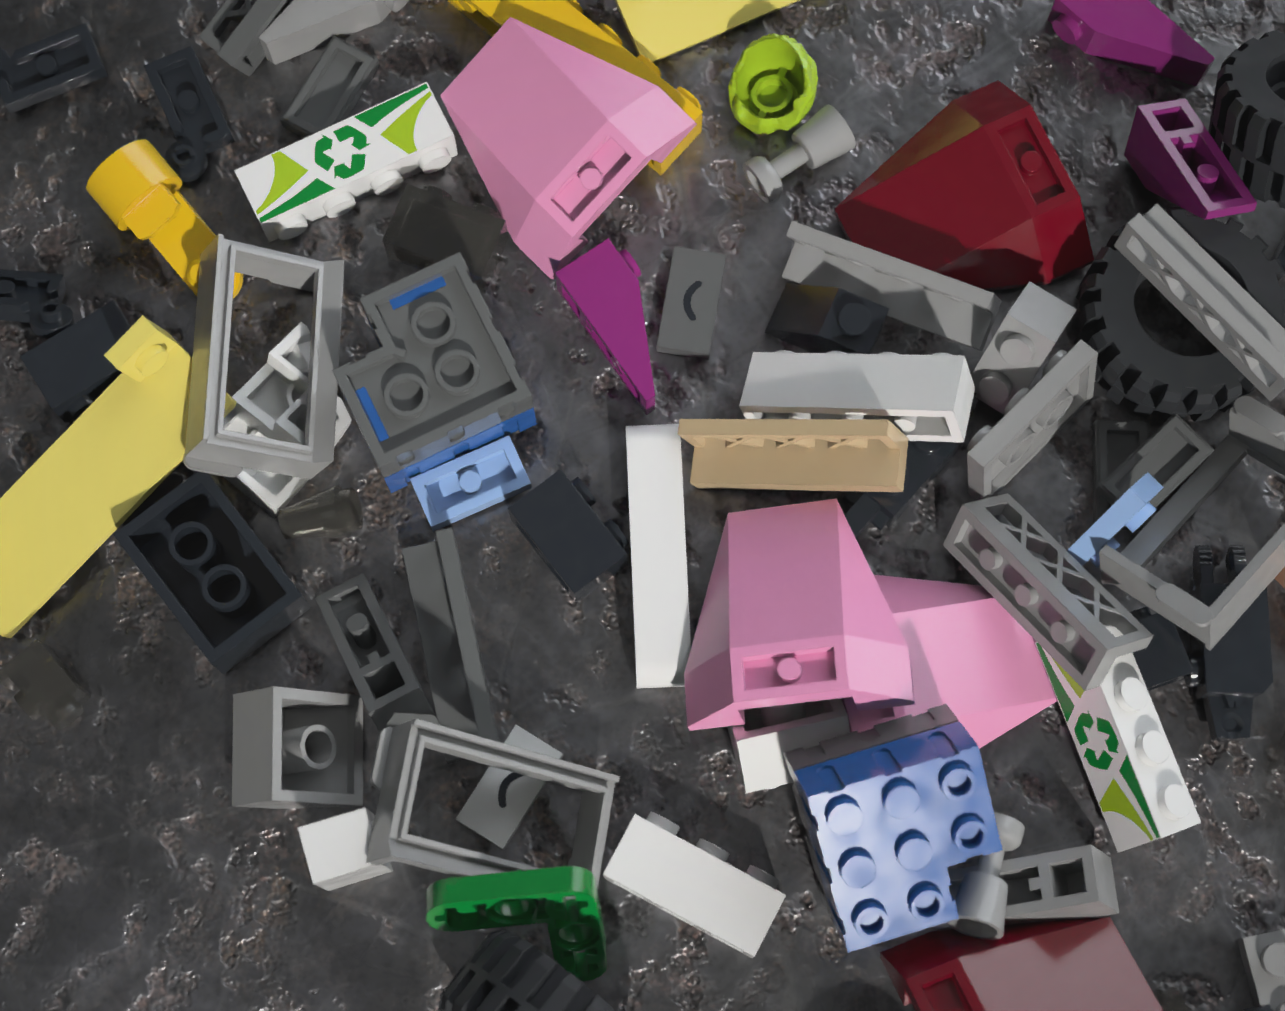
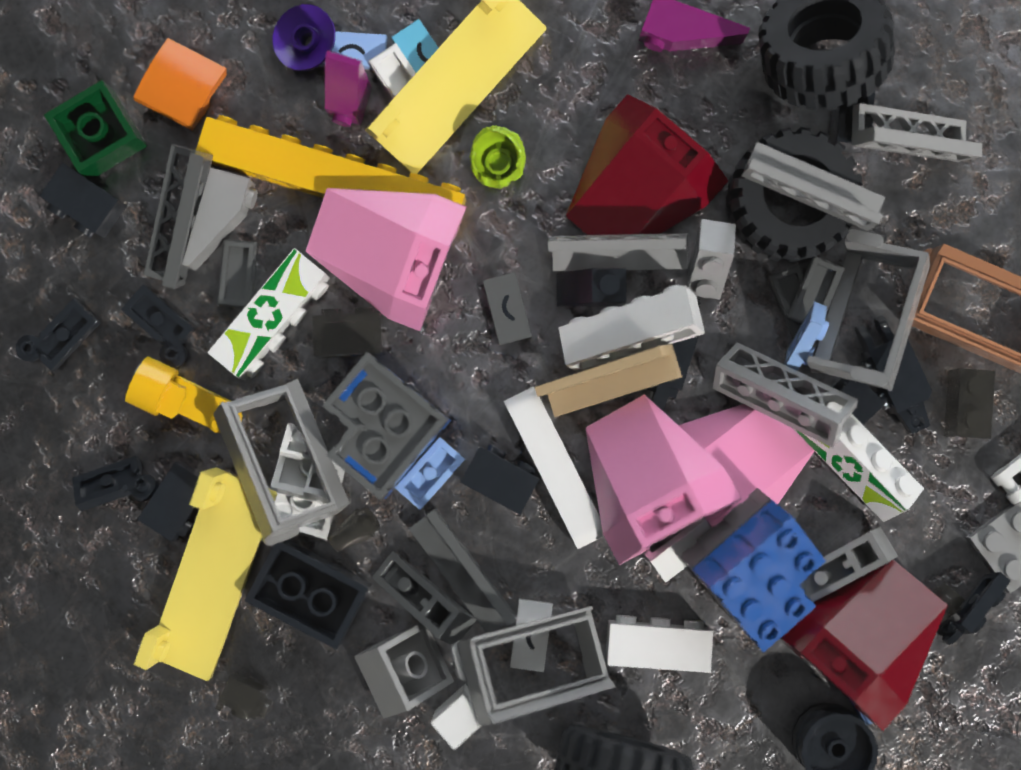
camera: 20 degrees left, 10 degrees up
(528, 899) = (595, 697): green beam -> none
(608, 303) = (463, 334): magenta slope -> none
(814, 143) = (537, 180): light grey piece -> none
(982, 894) = (821, 584): light grey piece -> none
(1031, 421) = (734, 298): light grey plate -> none
(1183, 162) = (760, 104): magenta slope -> none

